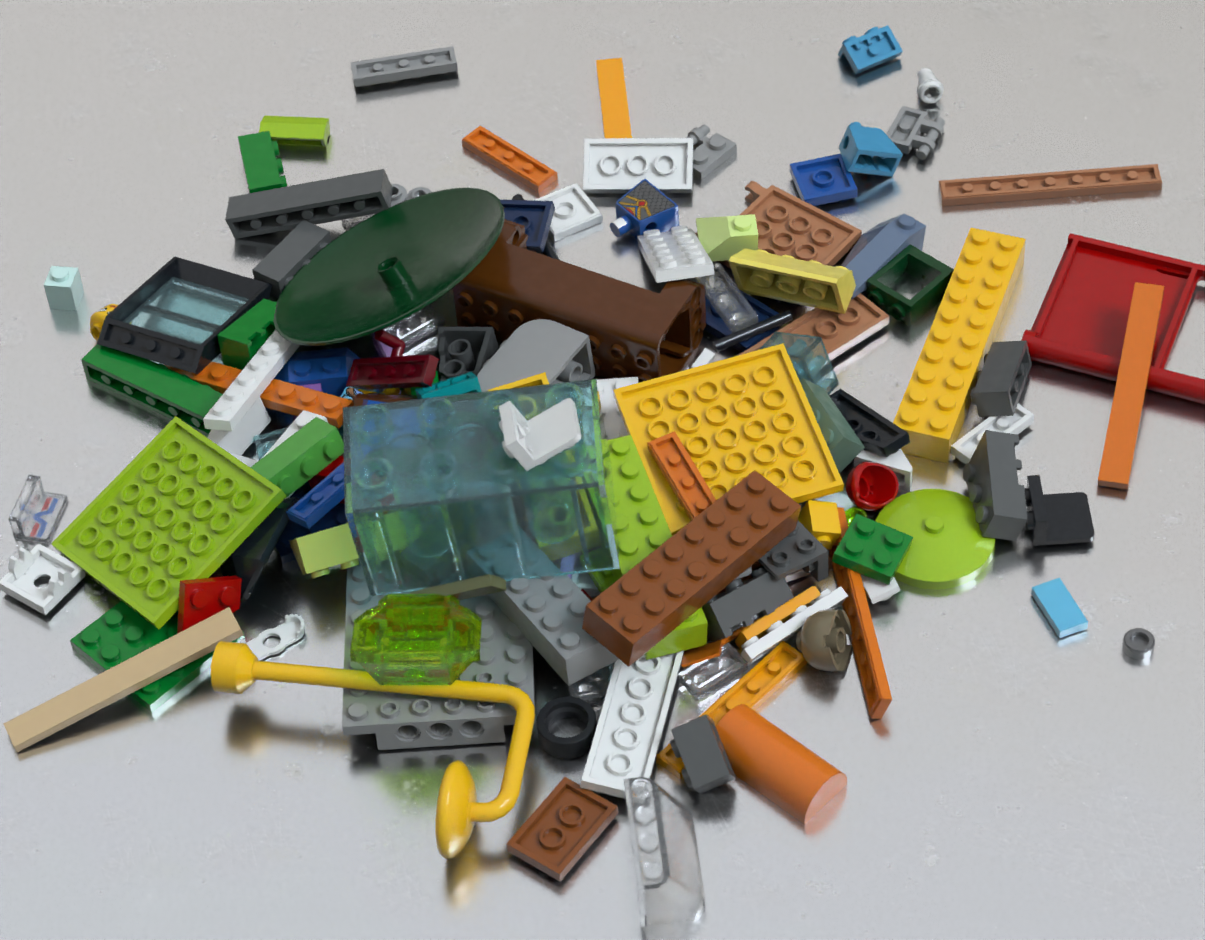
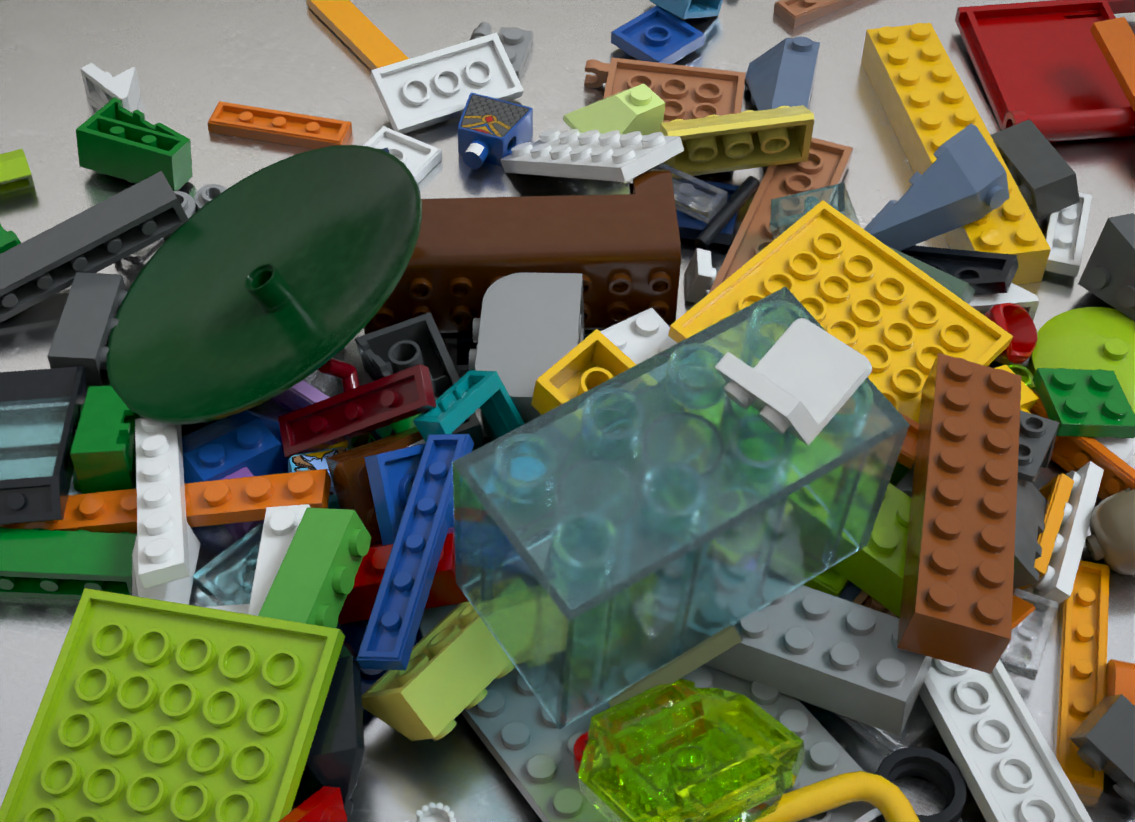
camera: 35 degrees left, 0 degrees up
(396, 142) = (132, 148): none -> green wedge
(404, 66) = (65, 72): light grey plate -> none
(417, 97) = (103, 87): none -> white slope
(893, 371) = (952, 192): none -> sand blue wedge
(921, 267) = (849, 91): dark green window -> none

